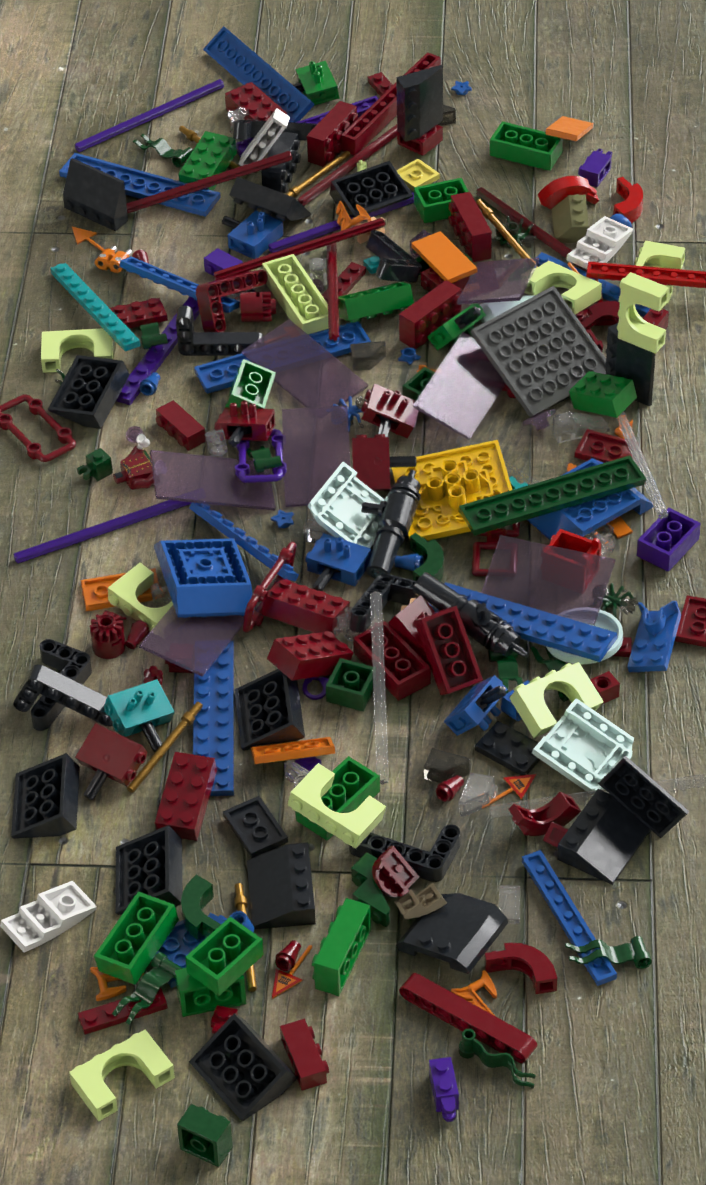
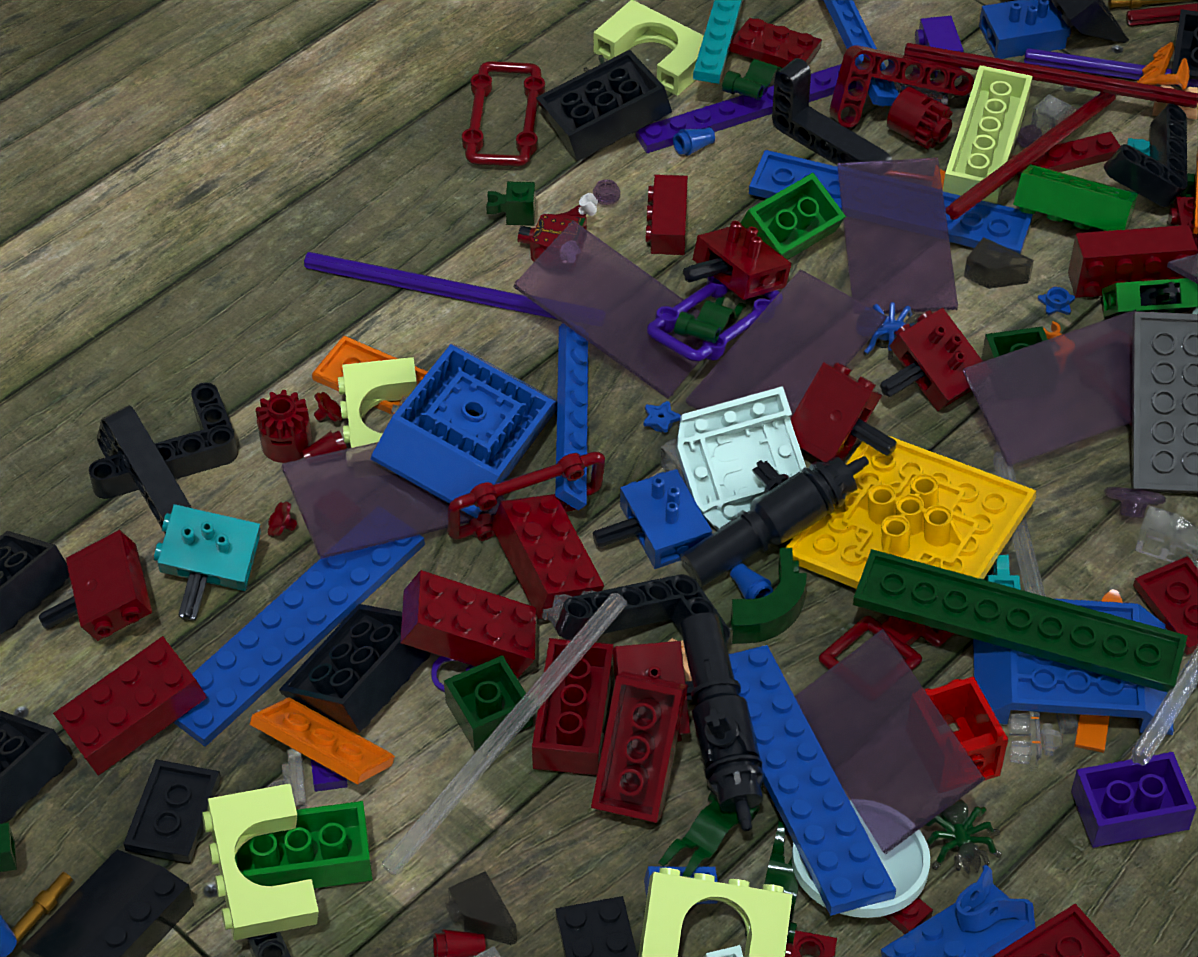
camera: 40 degrees right, 5 degrees up
(187, 719) = (251, 603): pearl gold bar -> none
(216, 444) = (673, 260): clear hips -> none
(476, 705) = (606, 854): blue piece -> none

